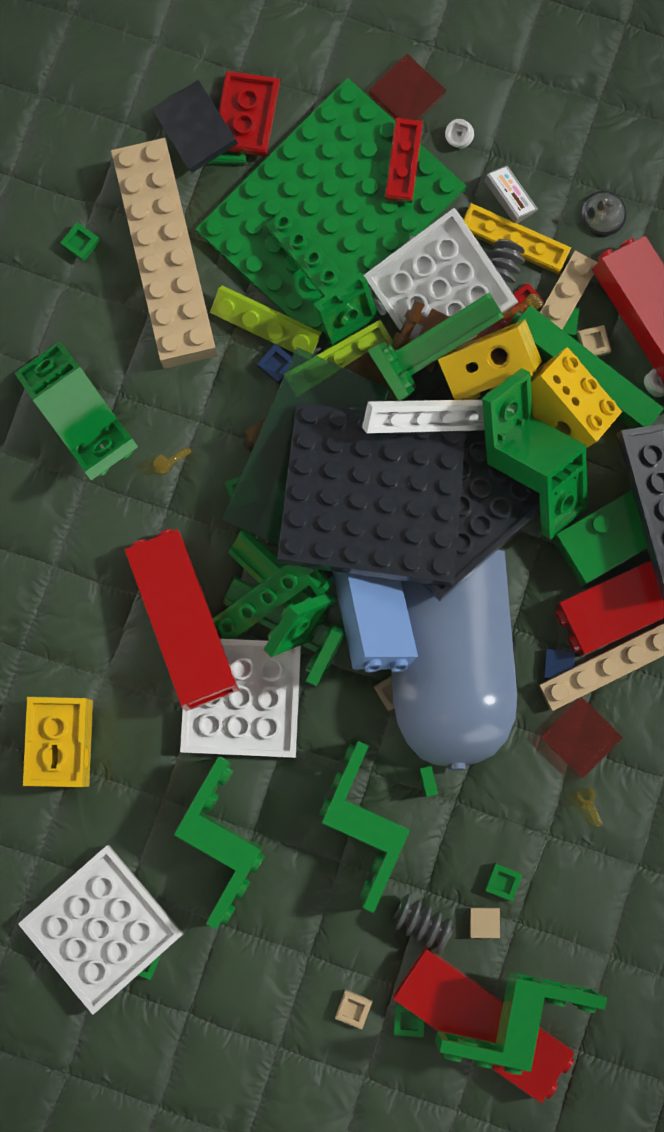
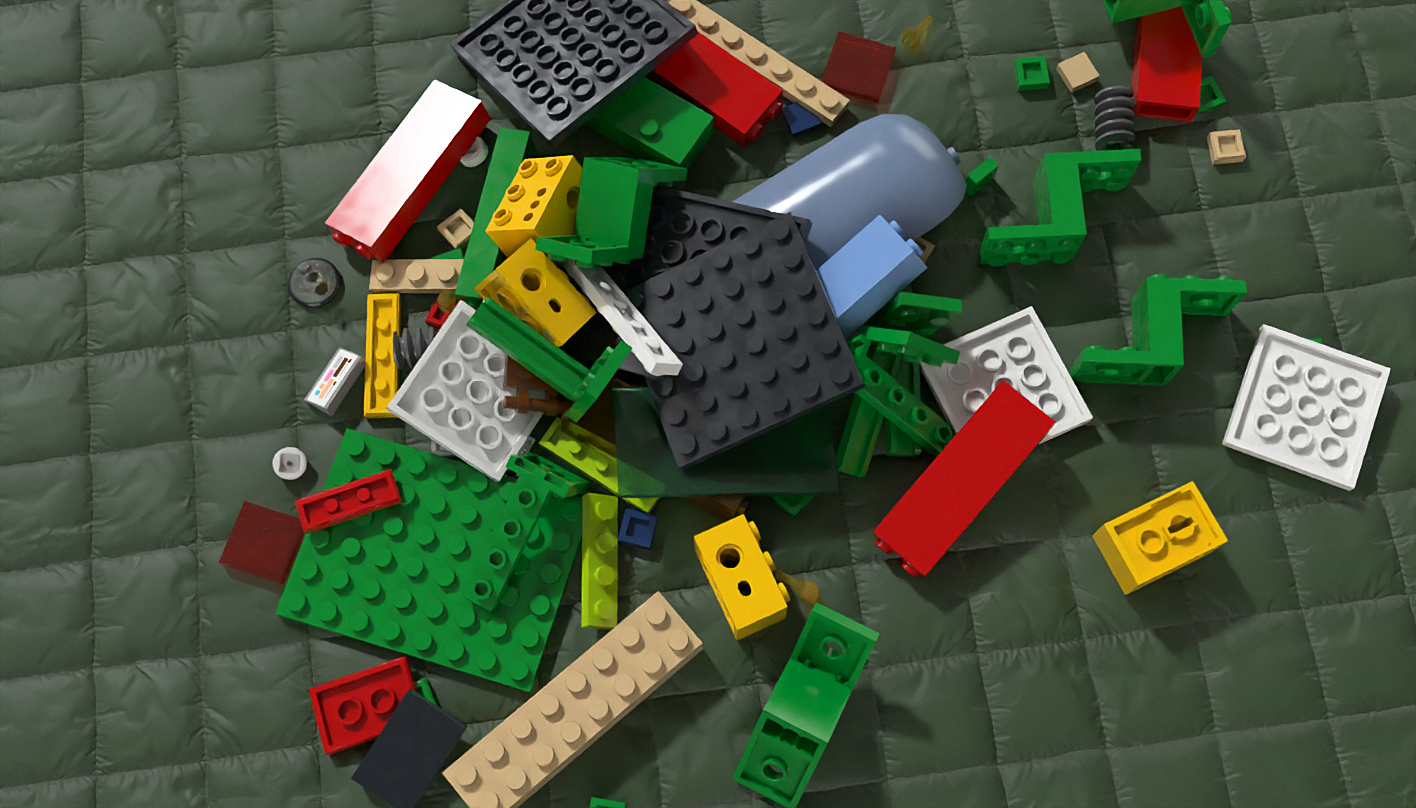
camera: 115 degrees left, 10 degrees down
(179, 414) = (749, 590): none -> yellow piece

